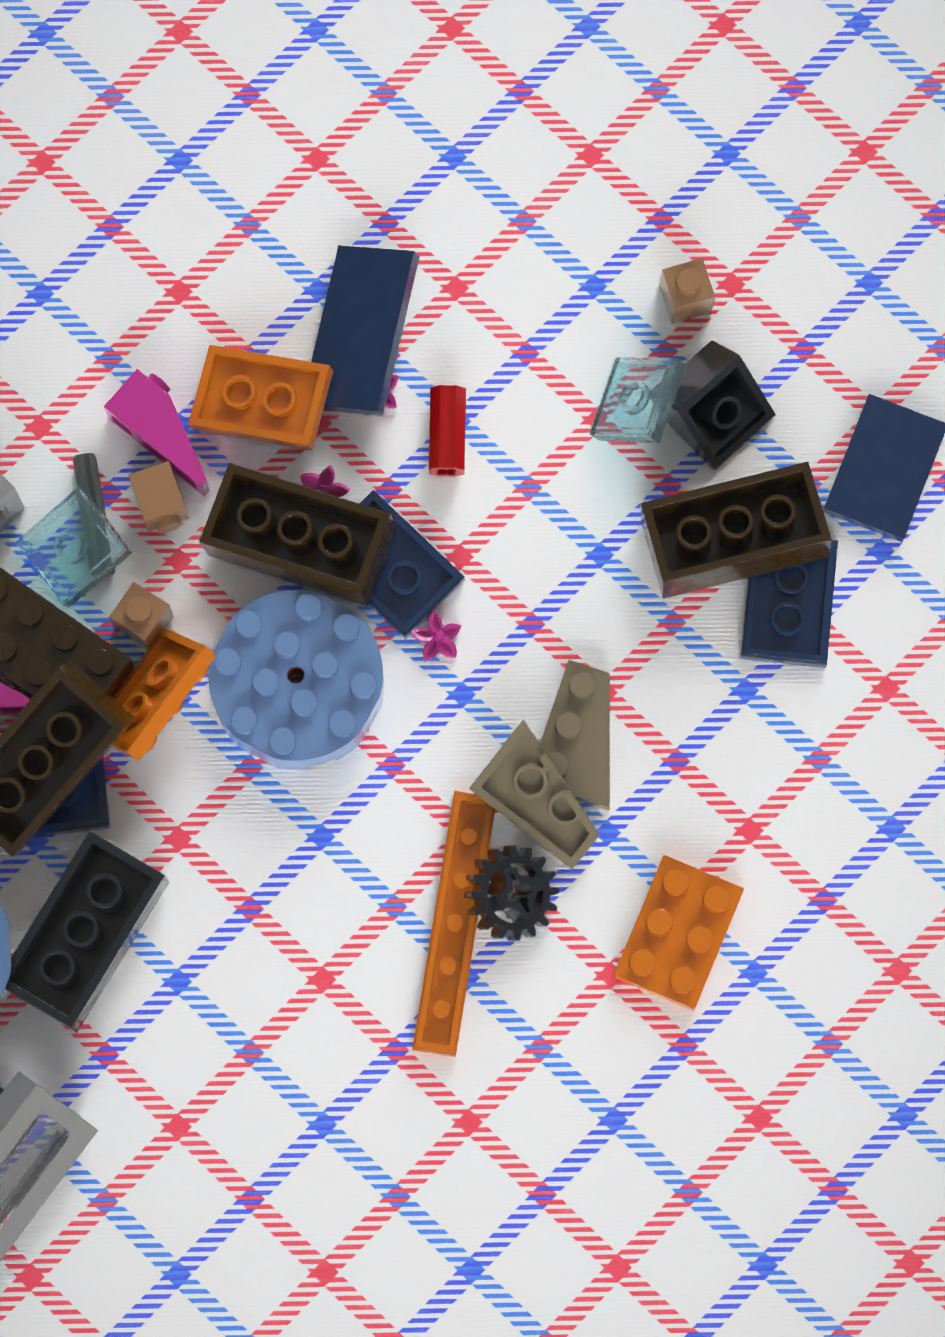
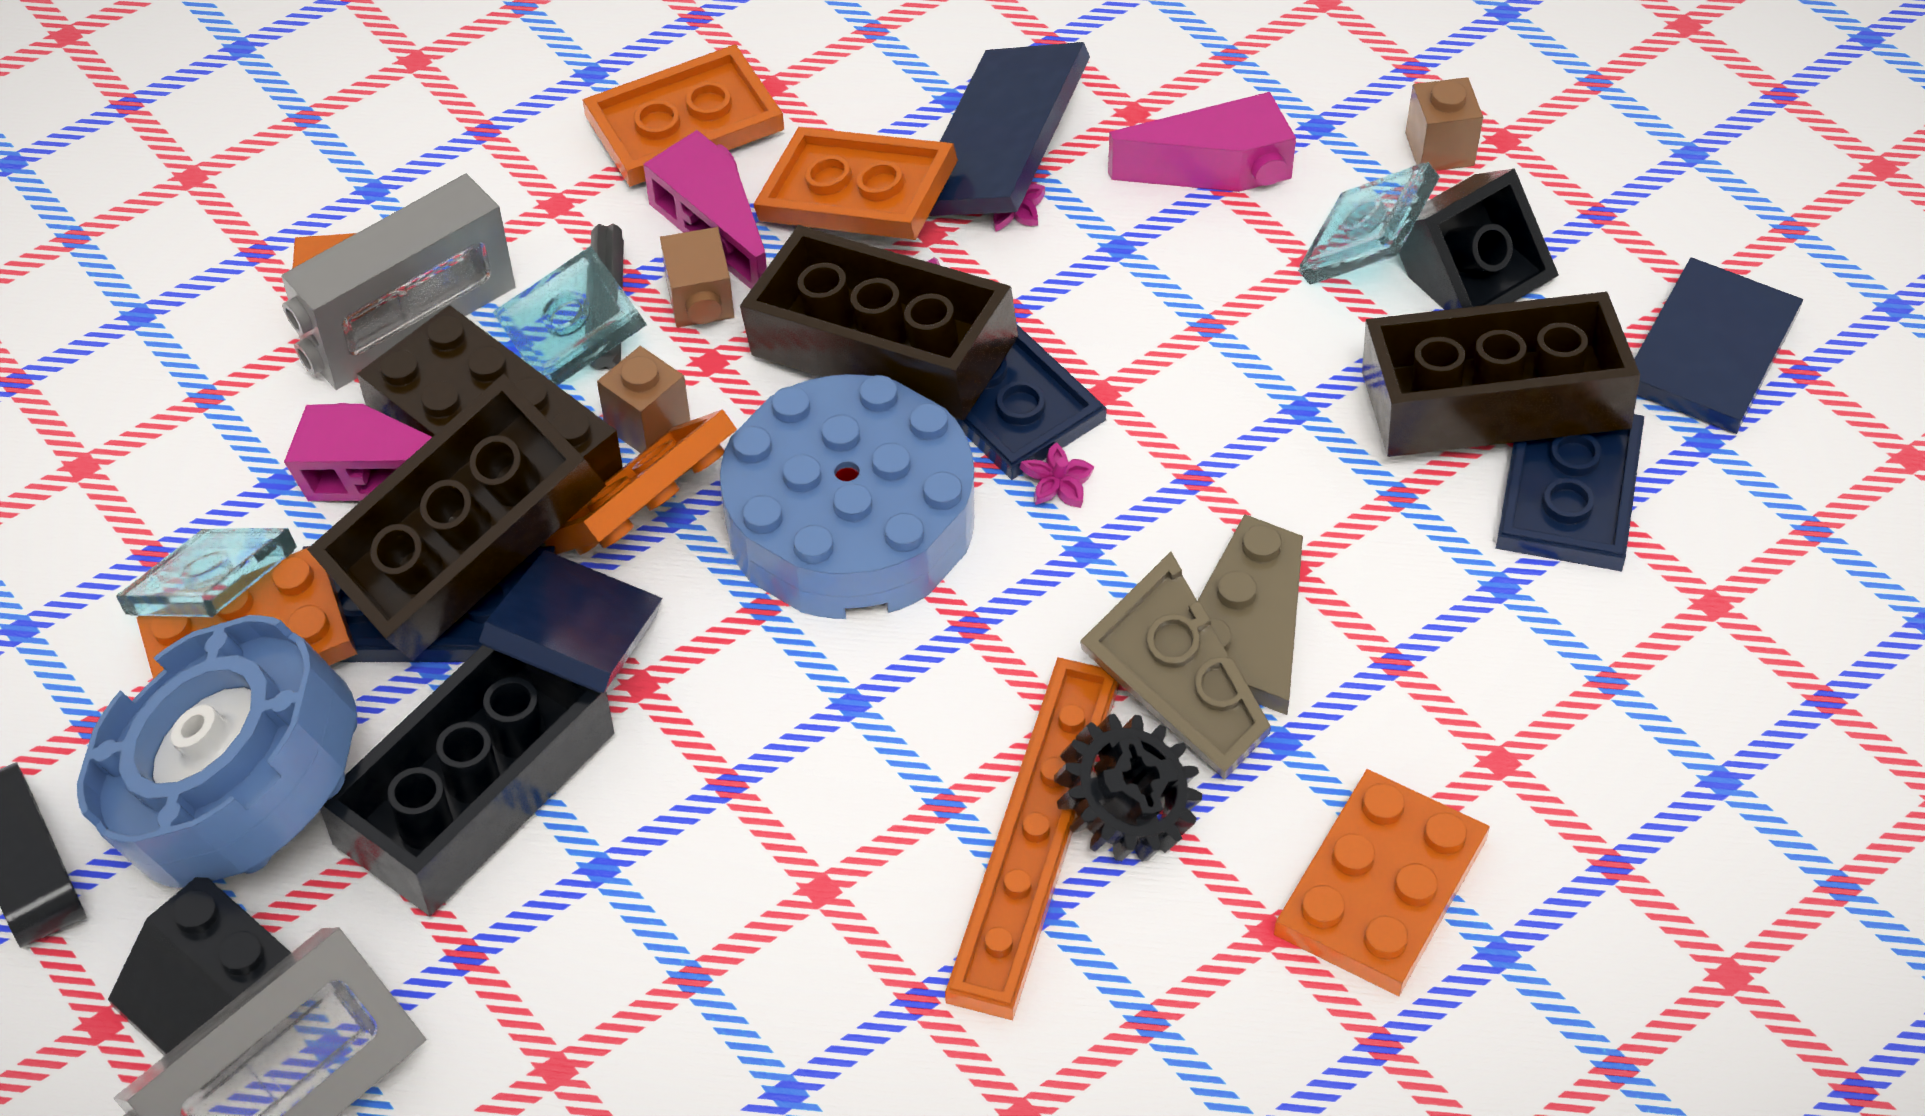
camera: 10 degrees right, 25 degrees down
(118, 334) = (707, 94): none -> orange plate
(131, 818) = (571, 621): none -> dark blue tile
(447, 430) = (1102, 245): red axle -> none
(523, 329) = (1208, 148): none -> dark pink slope

